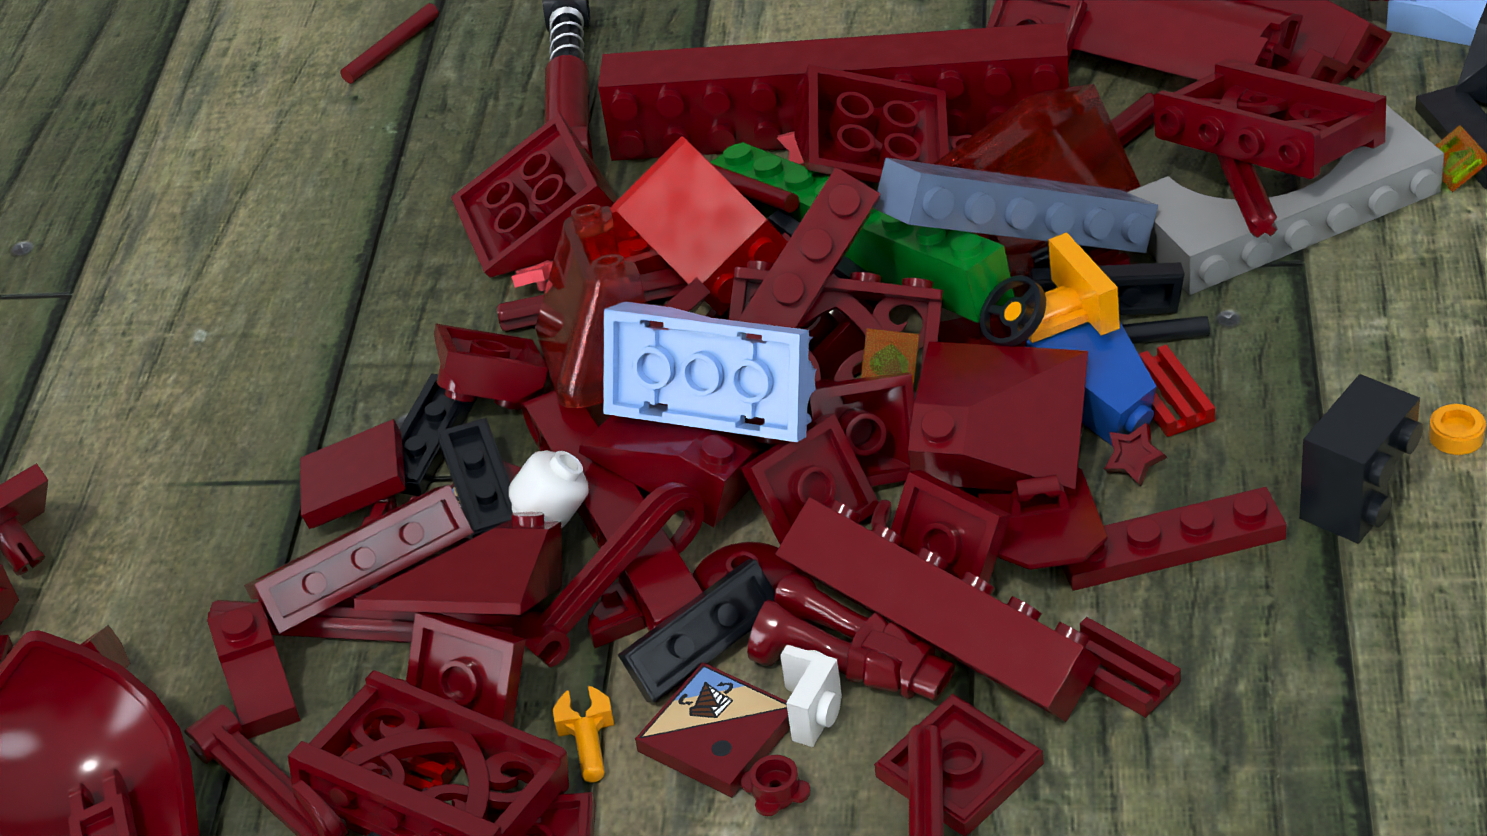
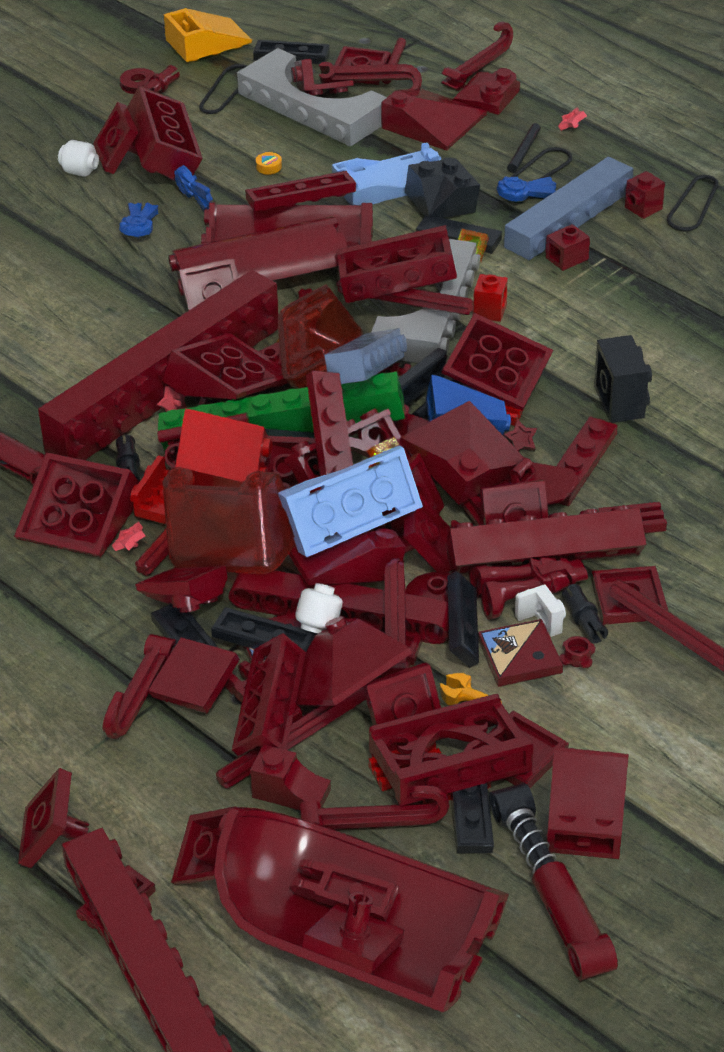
camera: 55 degrees left, 0 degrees up
(279, 454) = (126, 705): none -> dark red piece
(860, 742) = (584, 613): none -> black pin
(1081, 297) = (435, 380): light orange piece -> none
(1230, 329) = (497, 361): none -> dark red slope
(1367, 241) = (490, 297): none -> red brick

